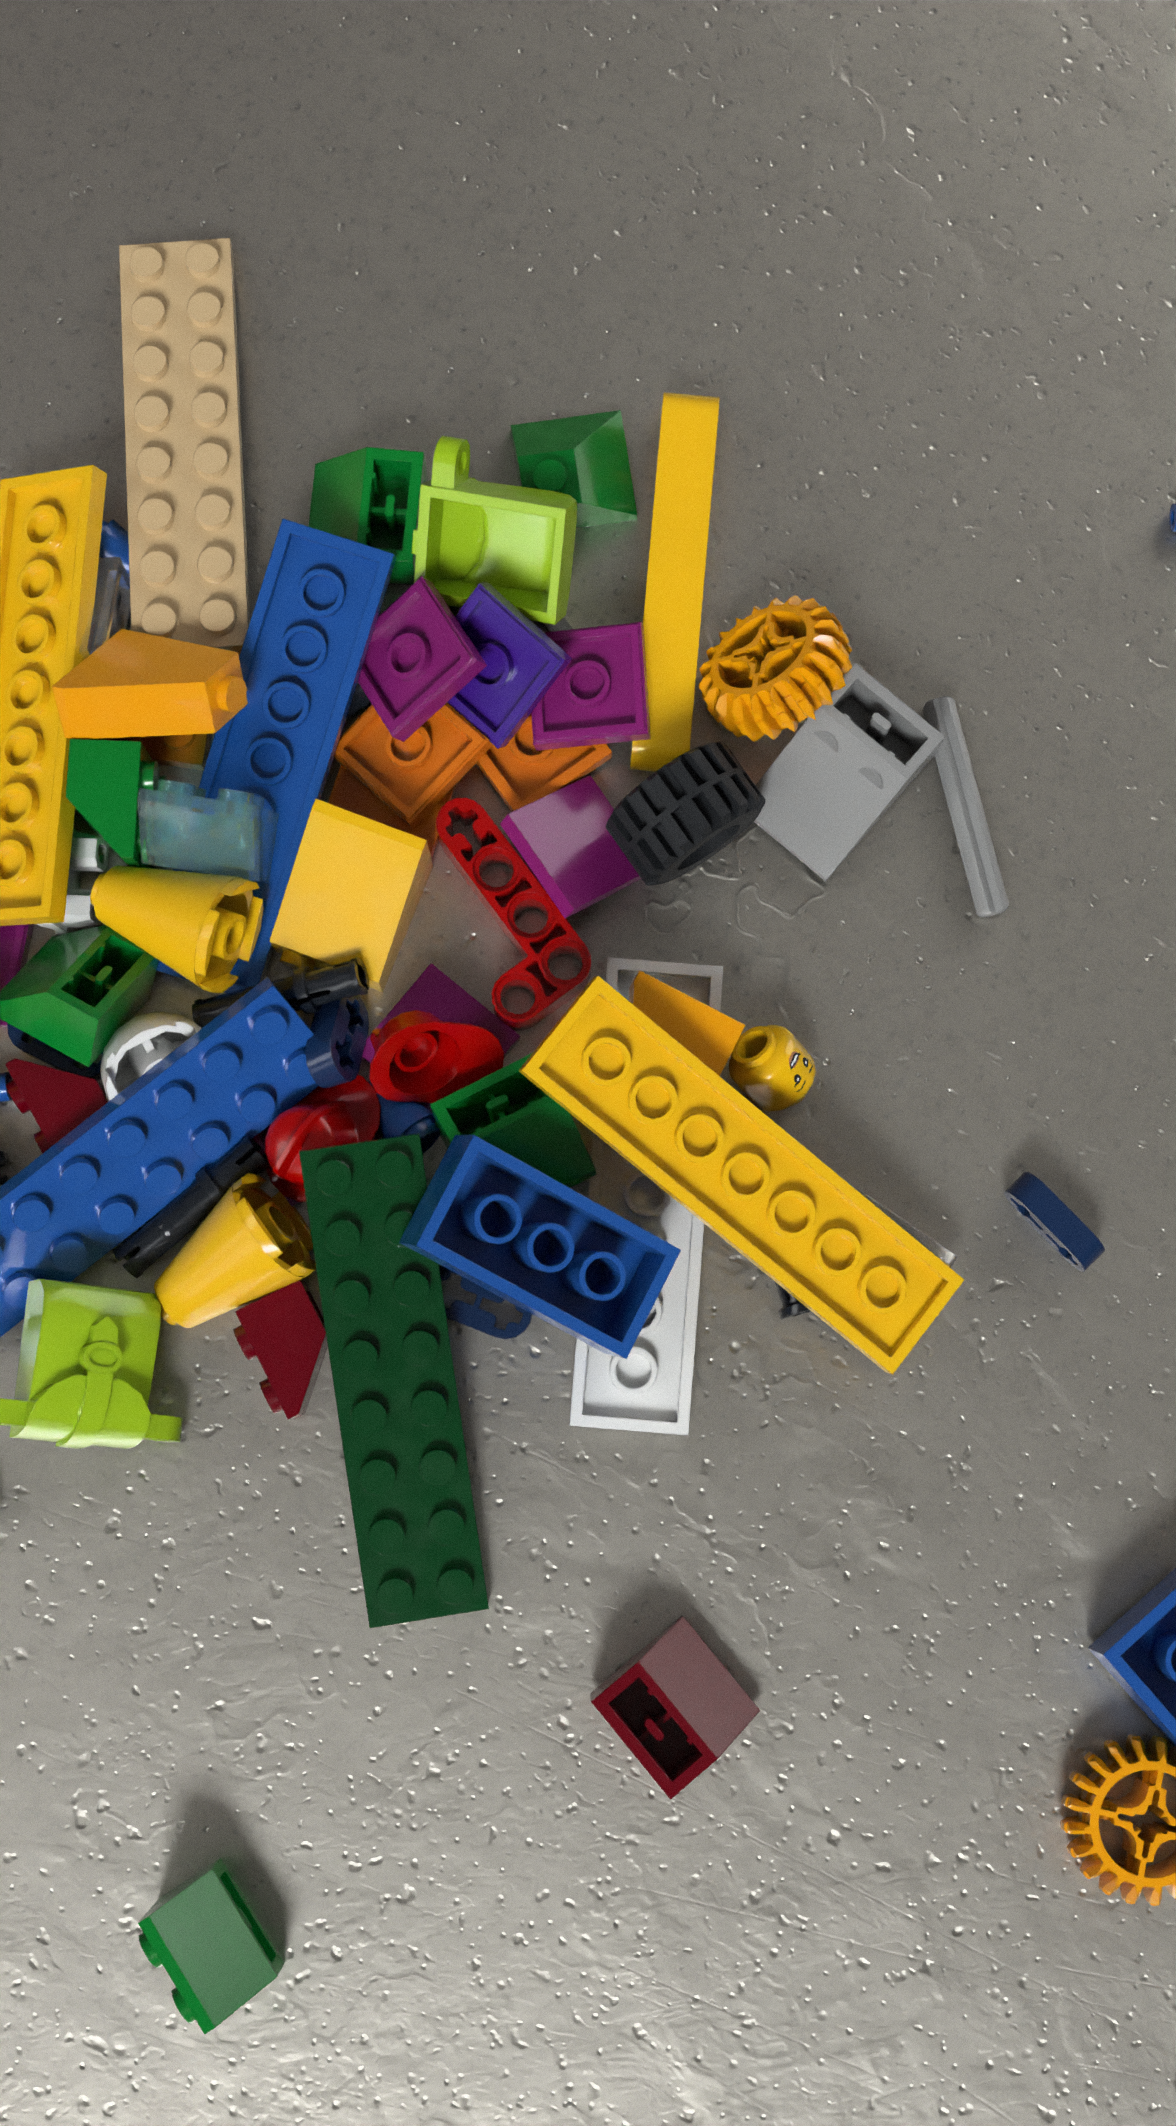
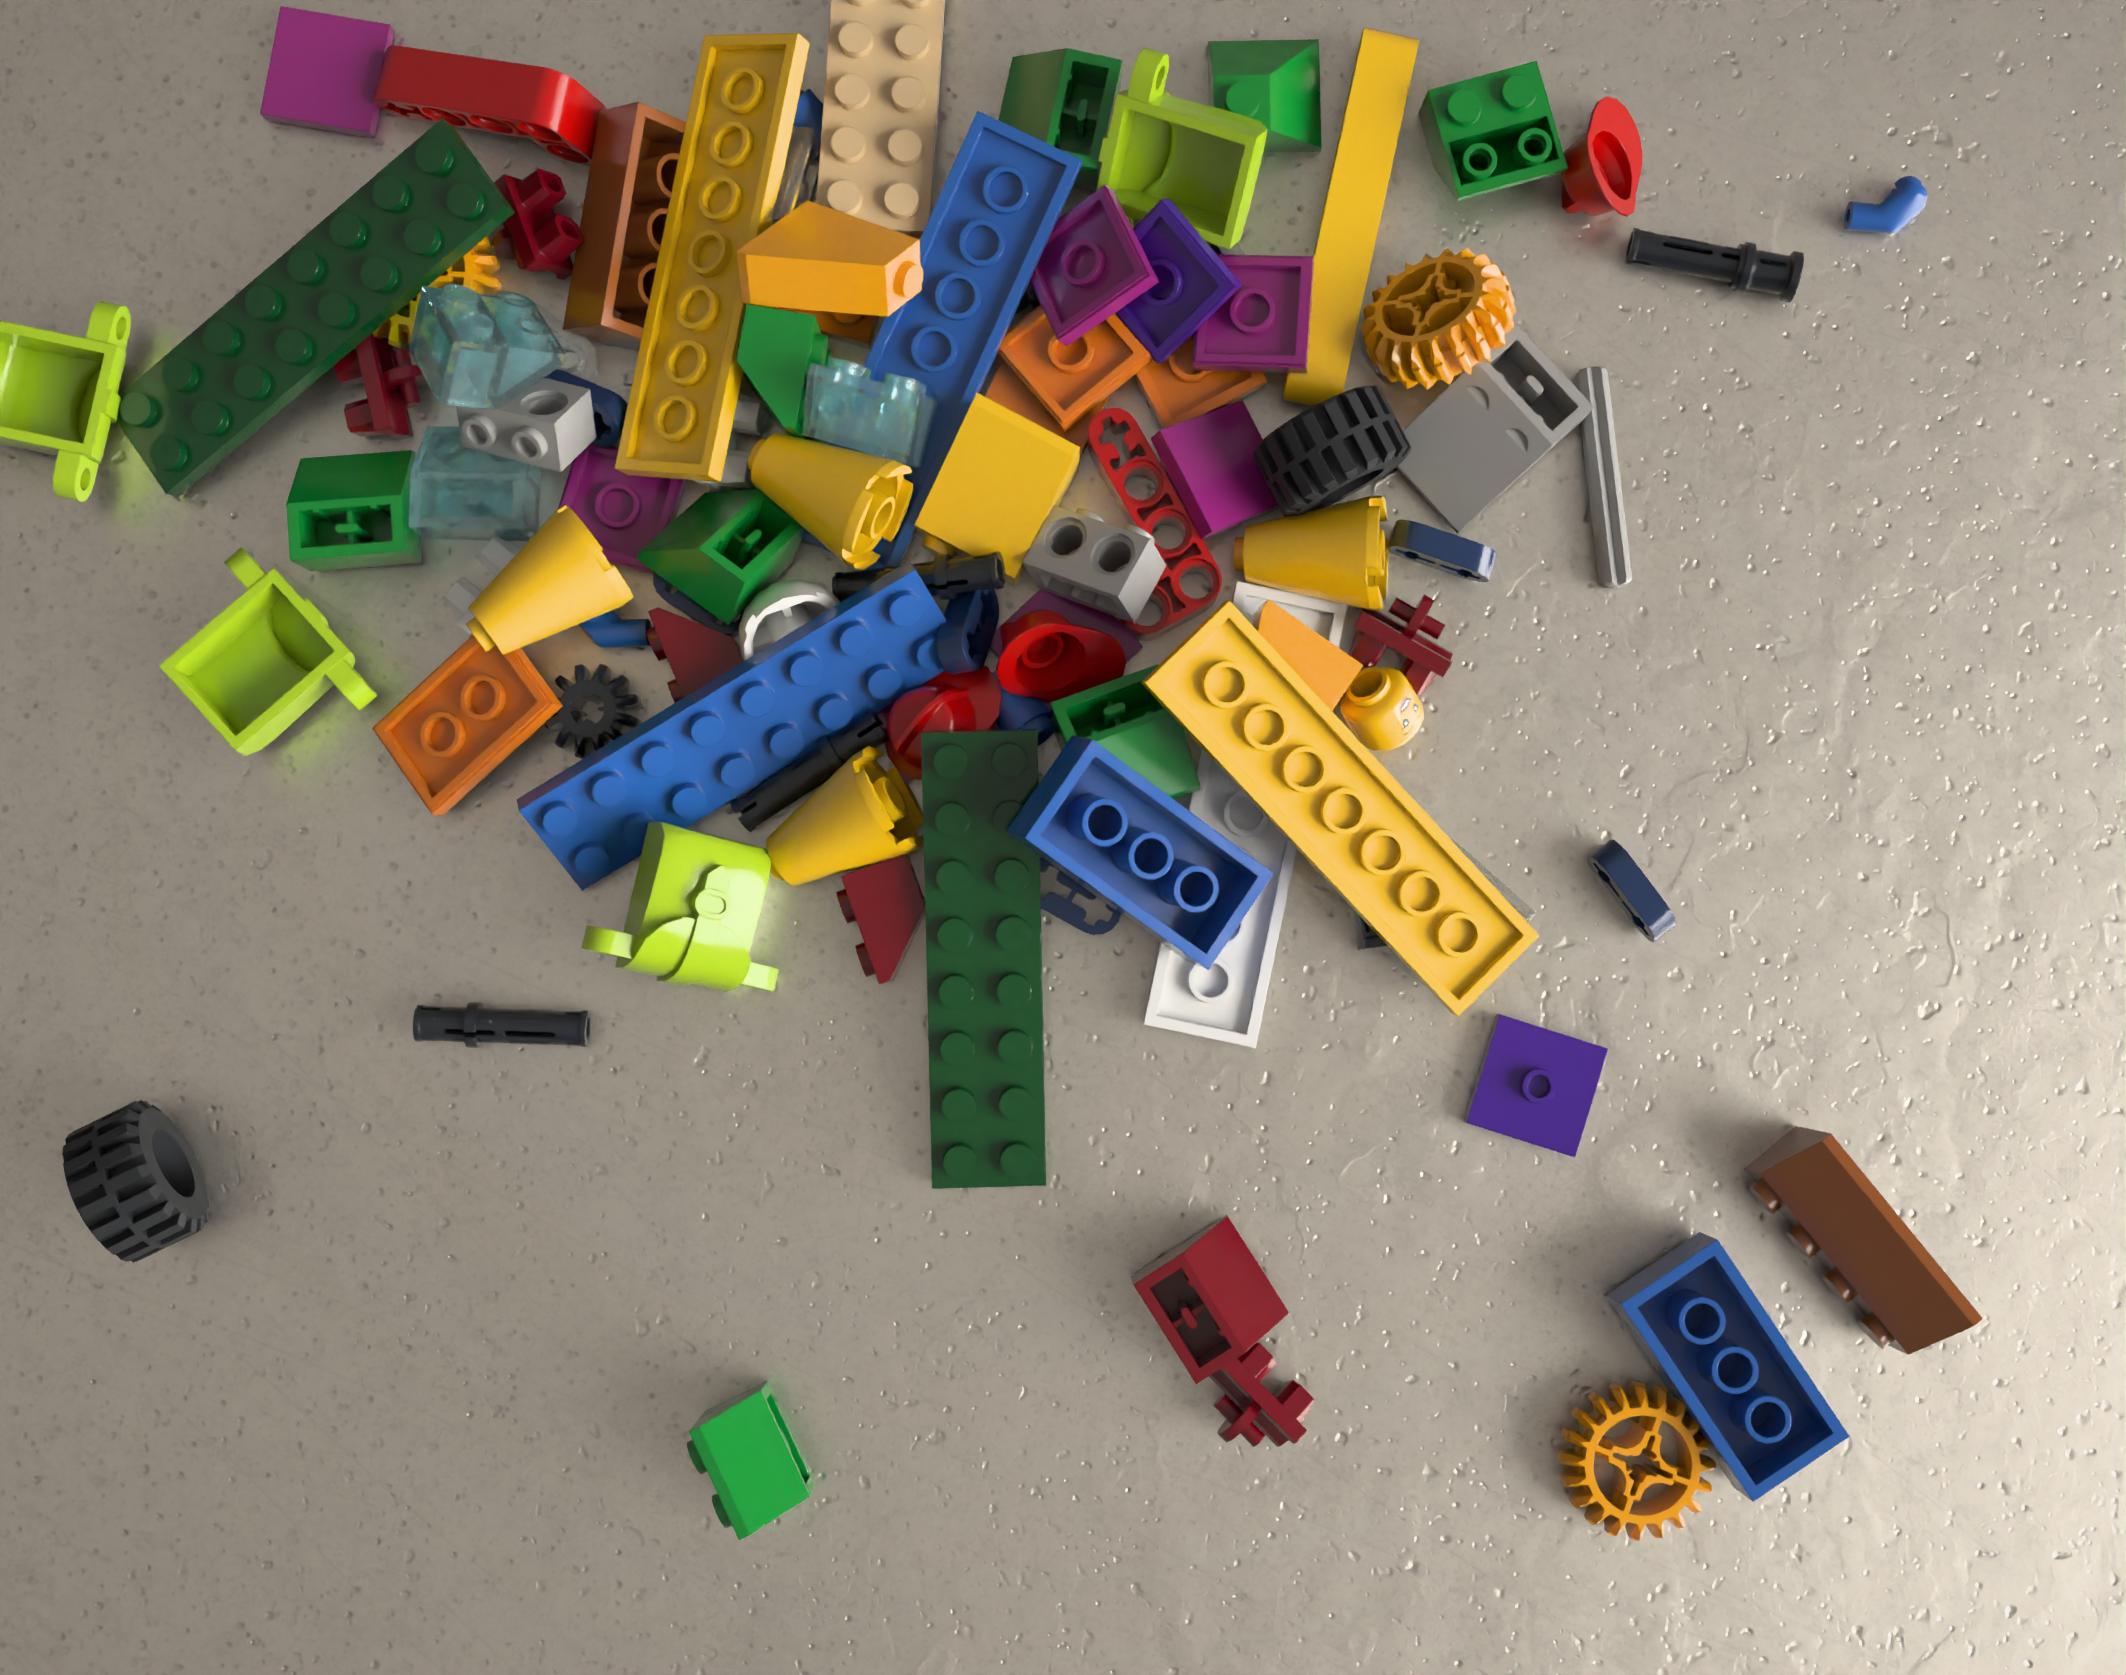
camera: 10 degrees right, 5 degrees up
(443, 954) = (1090, 572): none -> light grey brick
(689, 918) = (1321, 553): none -> yellow cone
(759, 990) = (1423, 657): none -> dark red hips
(760, 1822) = (1250, 1403): none -> dark red hips
(804, 478) = (1492, 131): none -> green slope
(812, 900) = (1442, 550): none -> dark blue beam
(921, 496) = (1604, 163): none -> red piece
(984, 1436) = (1535, 1085): none -> dark purple plate
(1073, 581) = (1739, 266): none -> black pin

